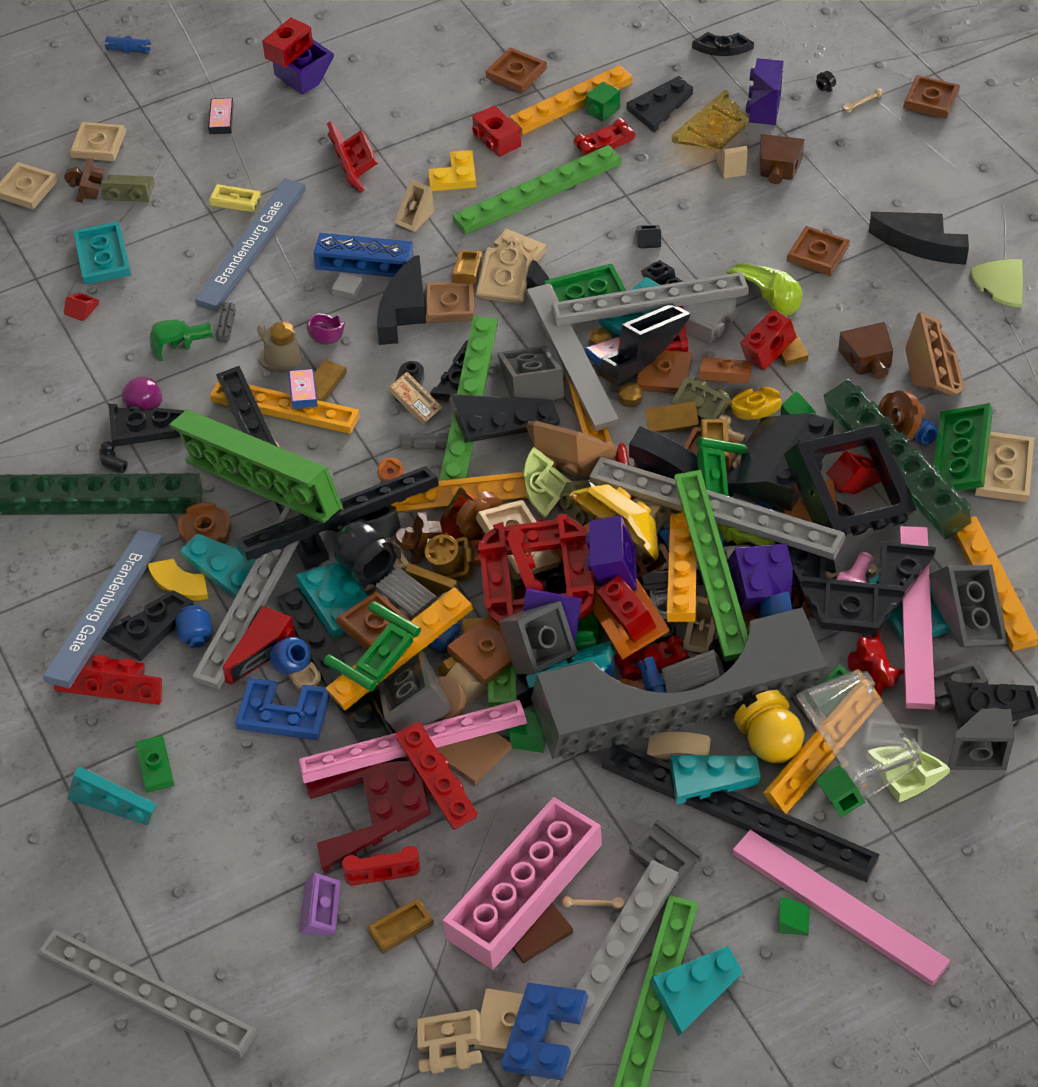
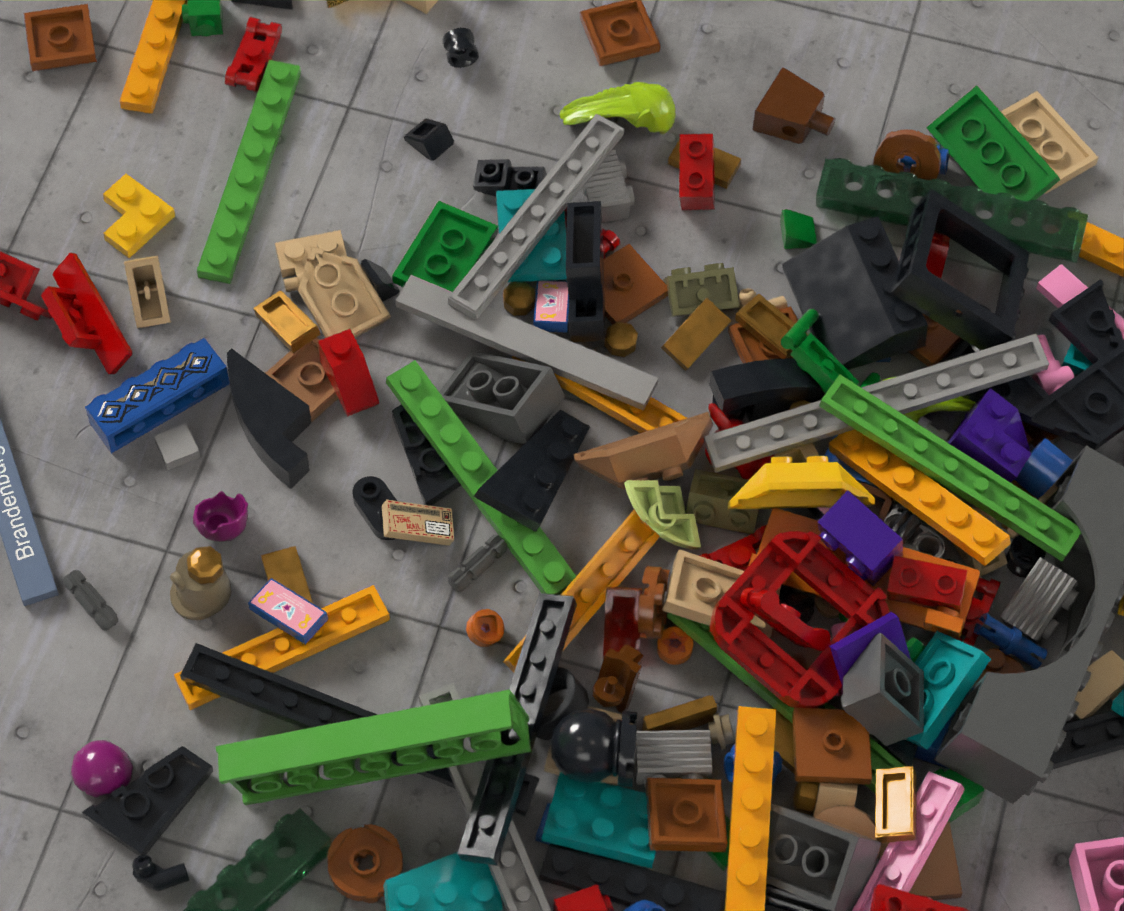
camera: 50 degrees left, 10 degrees up
(176, 332) = (59, 664): green piece -> none
(370, 197) = (84, 315): none -> red bracket
(382, 653) = (758, 842): green plate -> none
(446, 557) = (666, 674): pearl gold piece -> none
(463, 304) = (348, 372): none -> red slope
(481, 700) = (895, 804): none -> tile
(496, 131) = (115, 120): red brick -> none
(716, 201) = (460, 47): none -> black wheel
(725, 370) = (690, 238): dark orange plate -> none
(756, 404) = (757, 252): yellow tile -> none
(933, 358) = (864, 78): medium nougat wedge -> none

